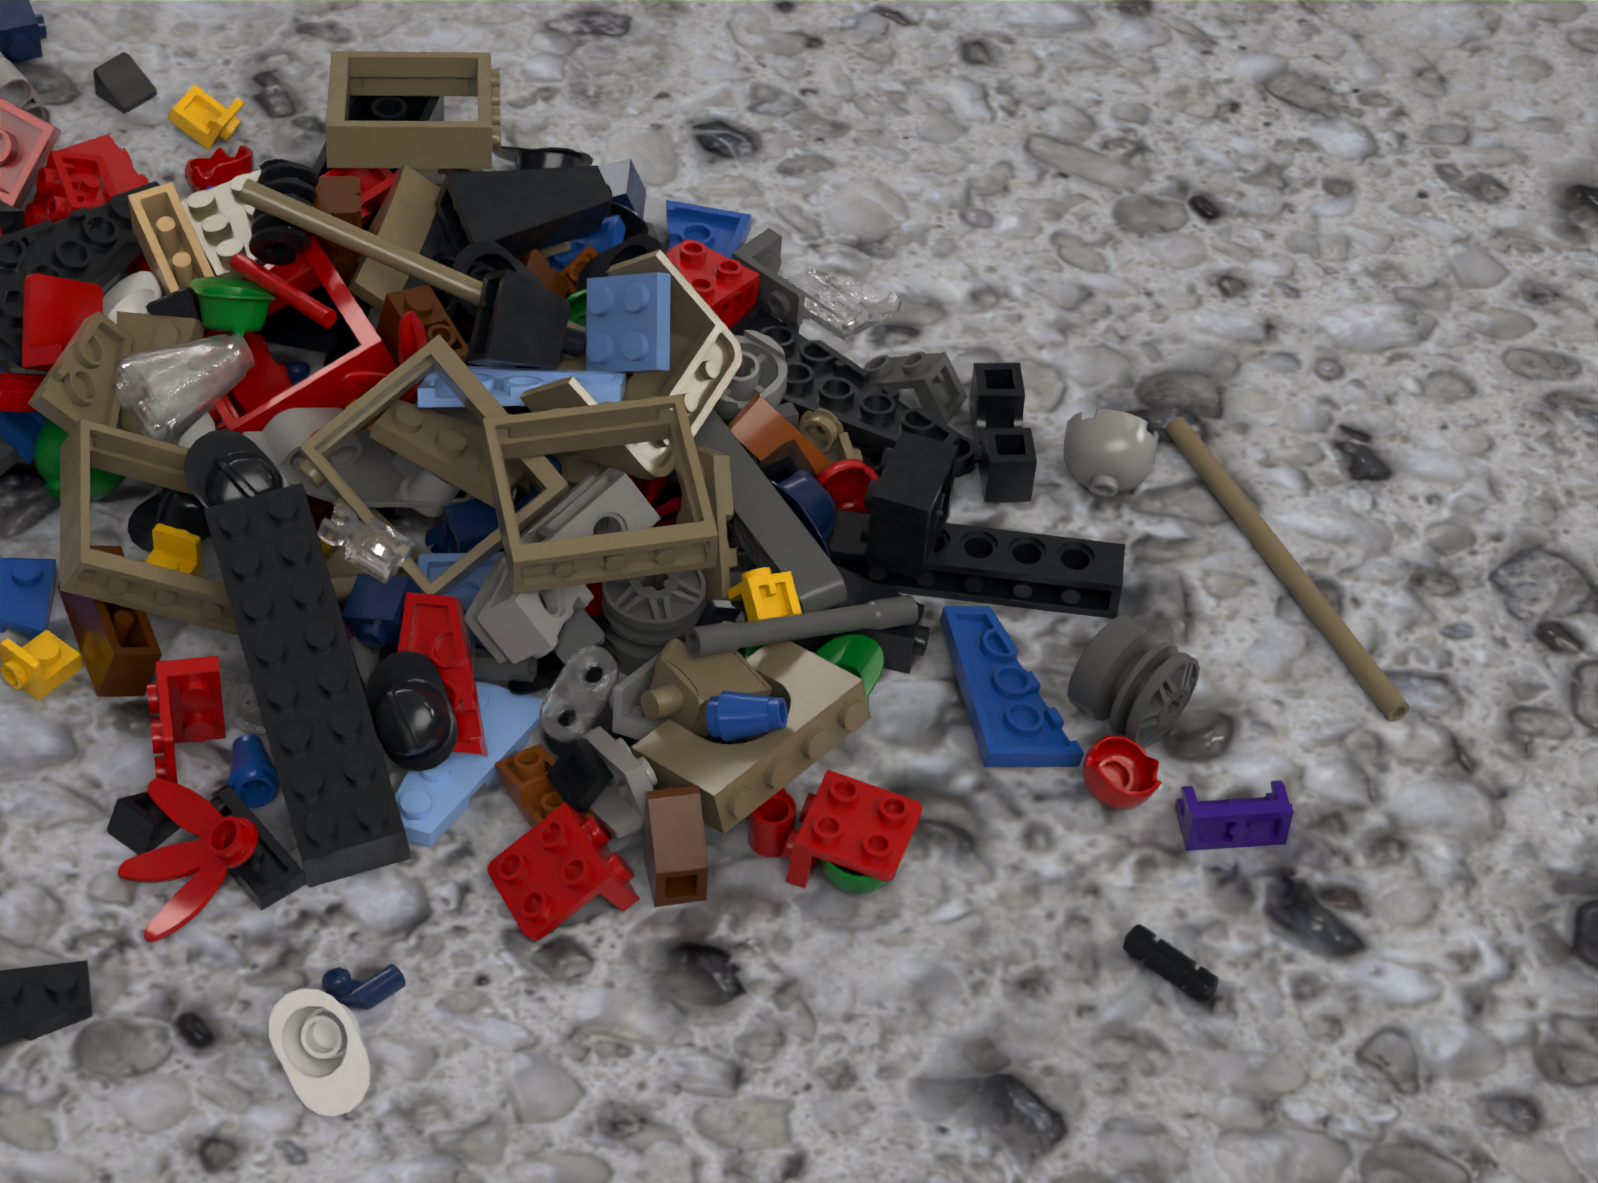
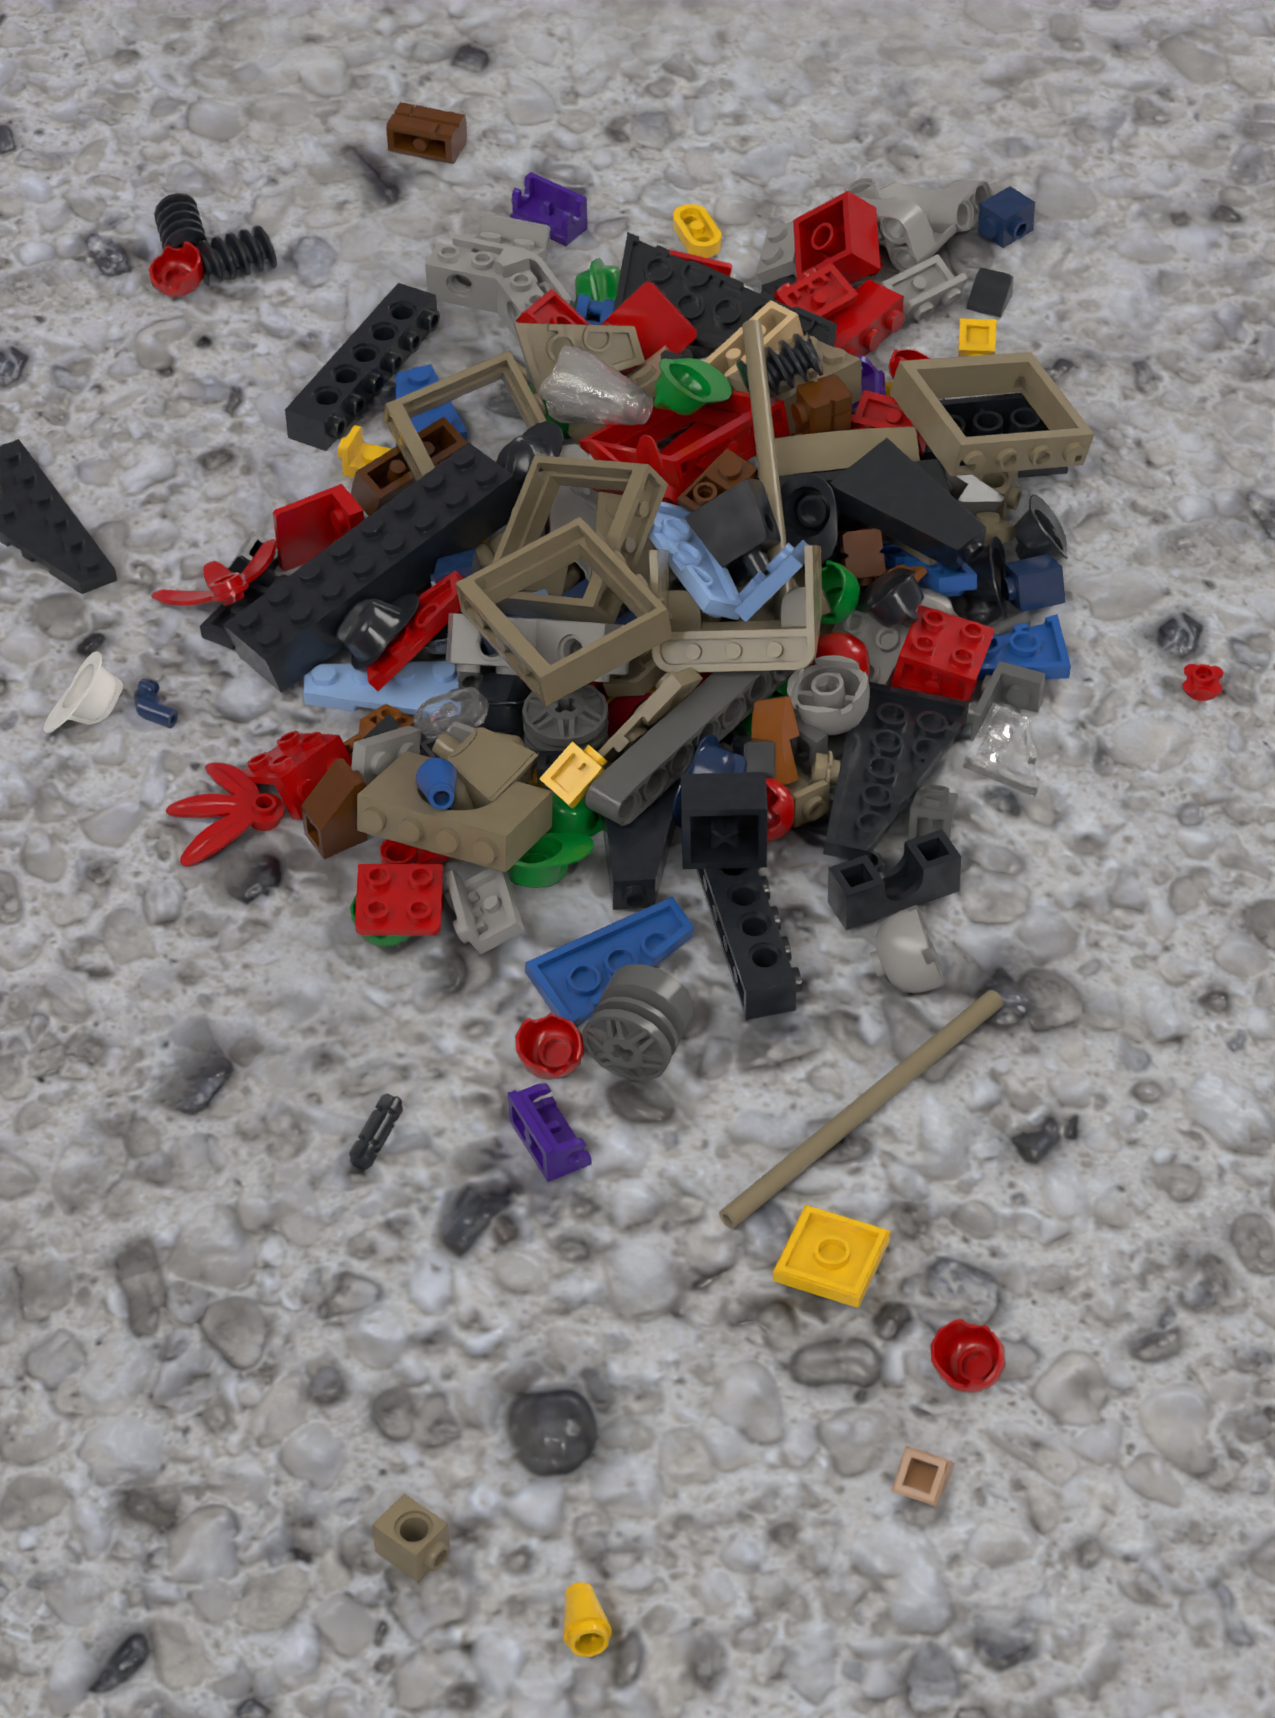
camera: 75 degrees right, 0 degrees up
(87, 117) = (926, 287): none -> light grey bracket
(283, 290) = (714, 406): red bar -> none
(370, 547) = (482, 533): clear plate -> none
(599, 939) = (240, 811): none -> red plant
(731, 636) = (607, 840): dark grey piece -> none
(809, 143) = (1202, 681): none -> red plate
(885, 761) = (484, 909): none -> light grey bracket
(1478, 647) = (831, 1256): none -> yellow plate

